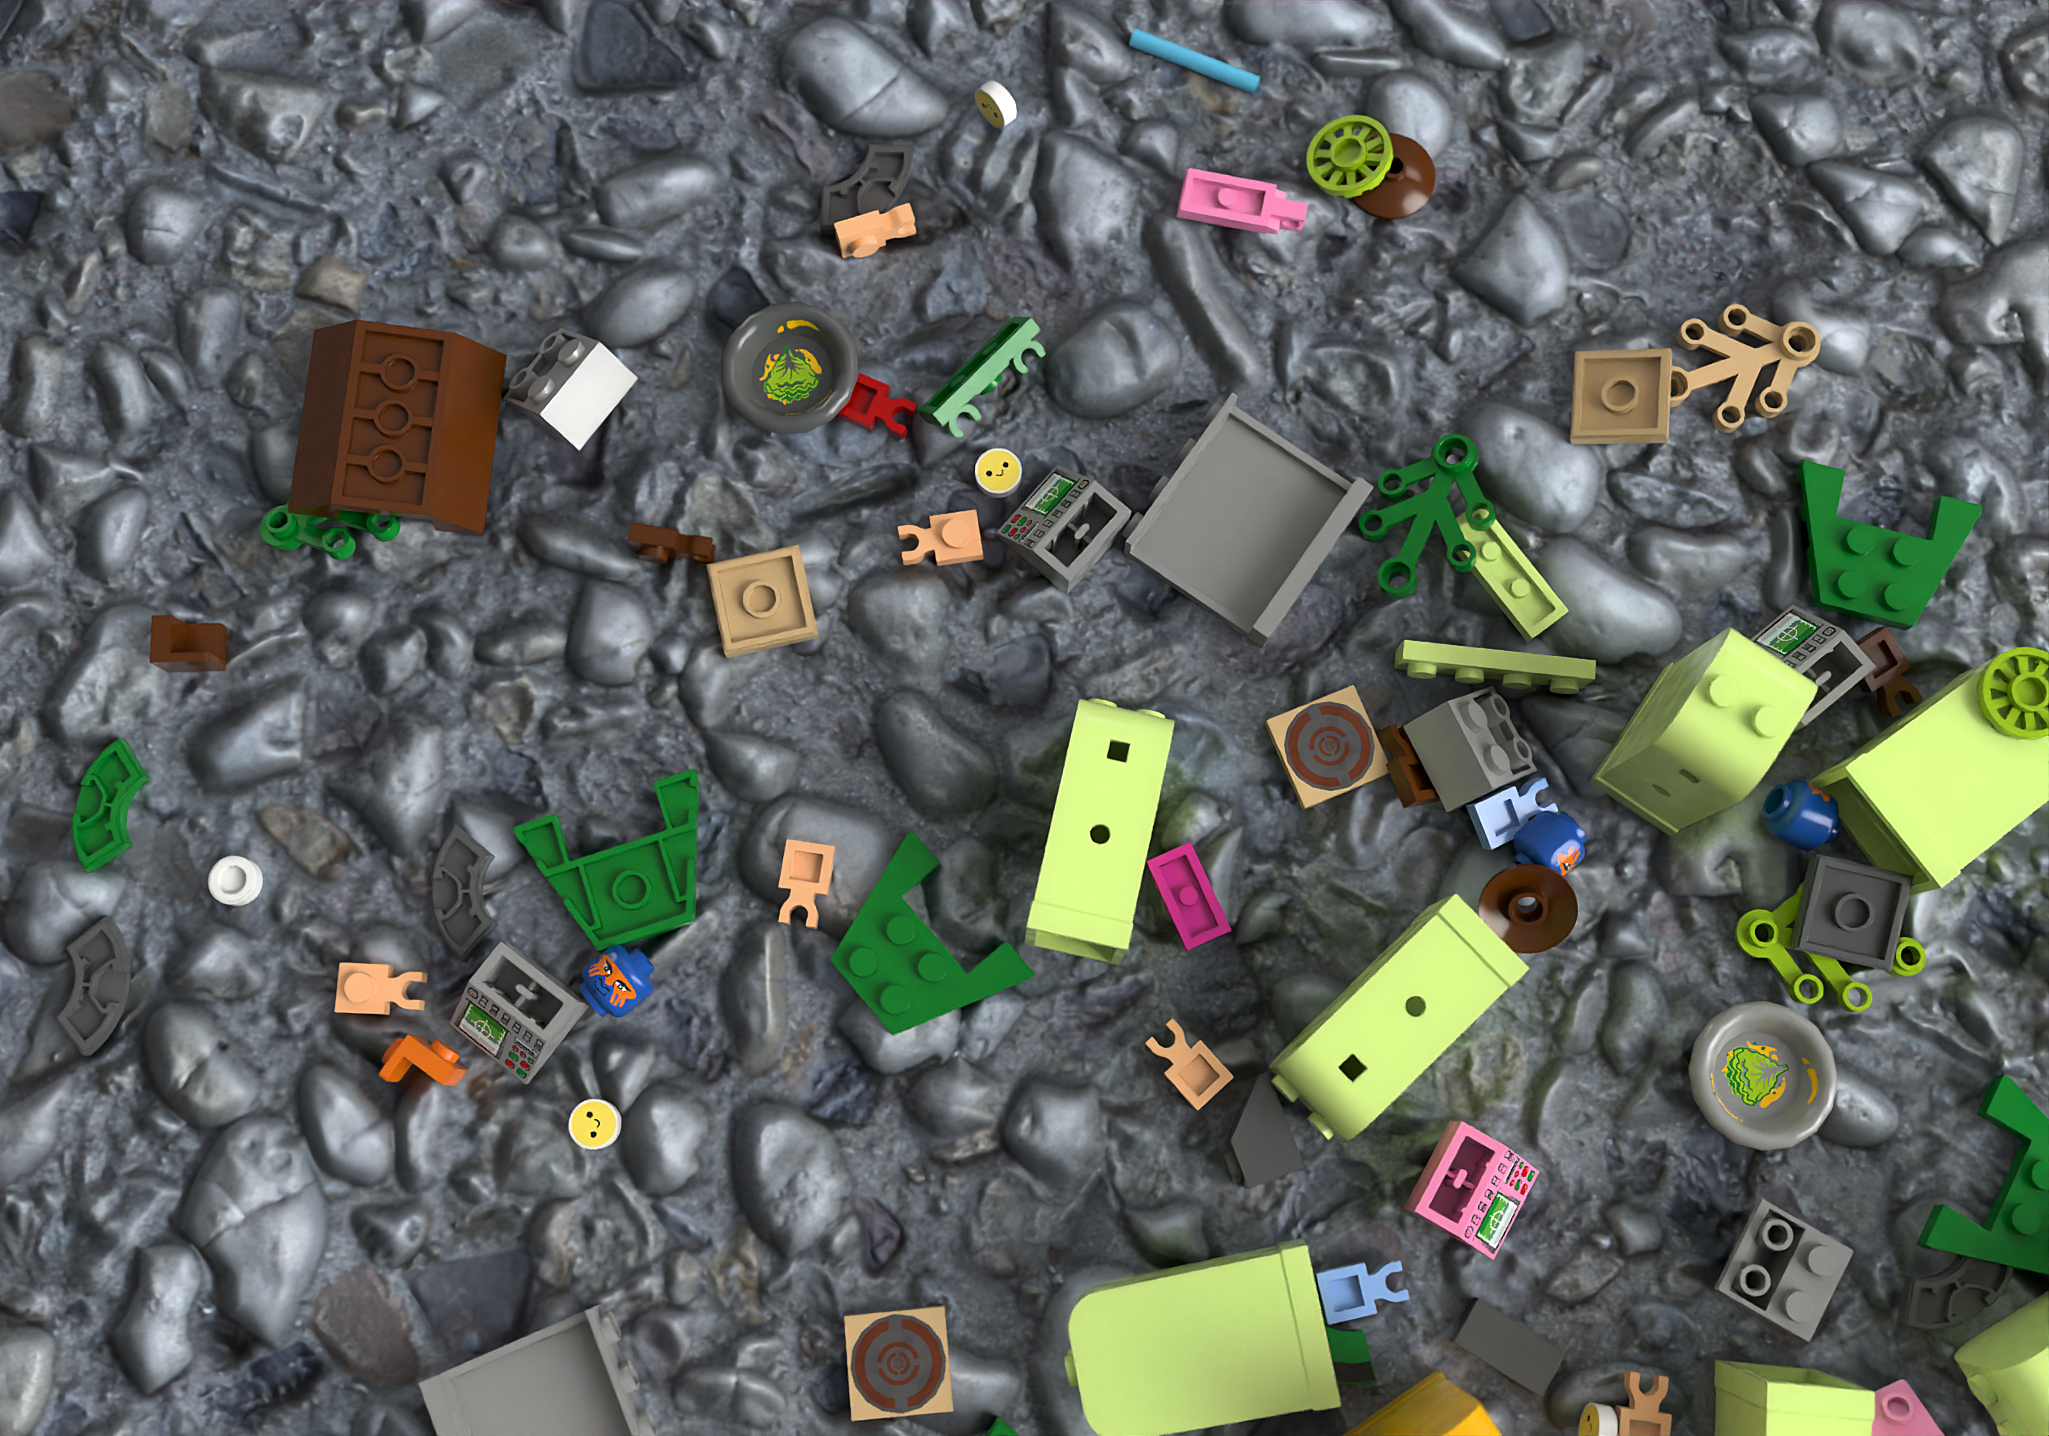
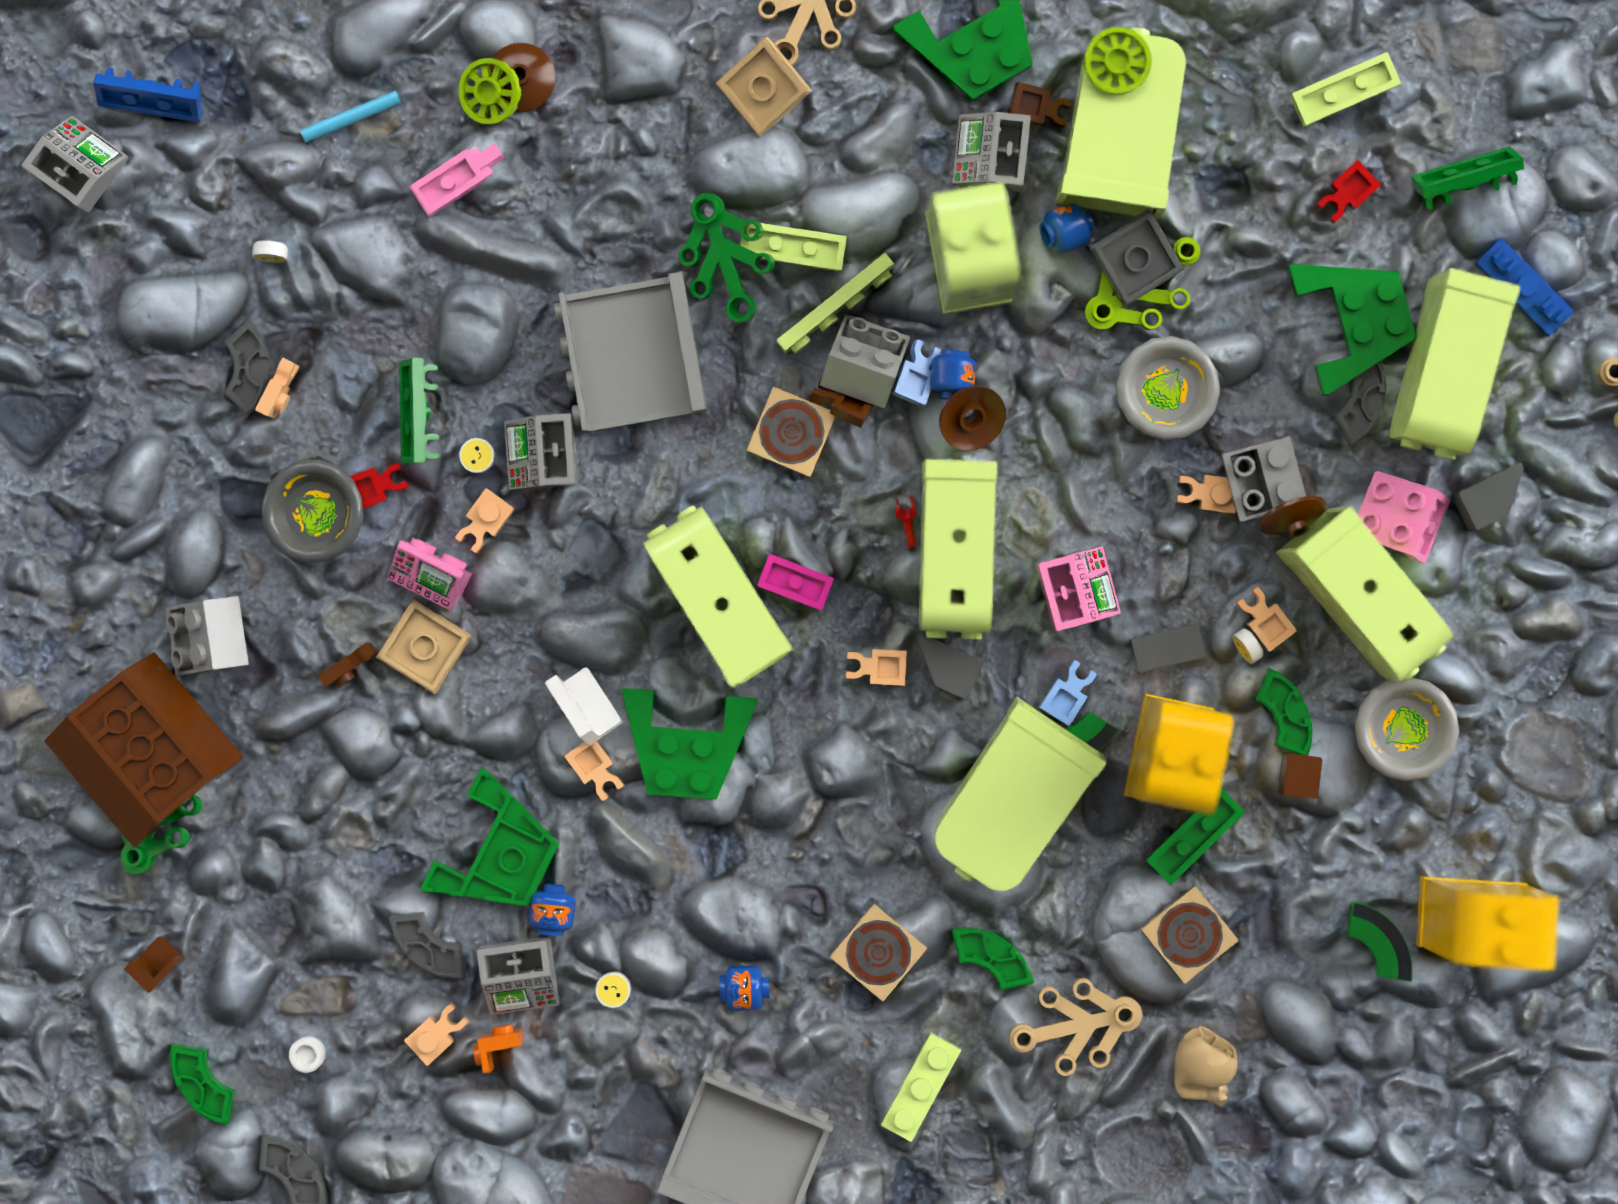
camera: 40 degrees left, 10 degrees up
(724, 1258) = (744, 988): none -> blue head
(834, 525) = (429, 575): none -> bright pink slope
(857, 809) = (585, 705): none -> white panel
(1359, 949) = (906, 517): none -> red hand
(1705, 1231) = (1212, 493): none -> light nougat plate
(1778, 1339) = (1293, 516): none -> reddish brown dish

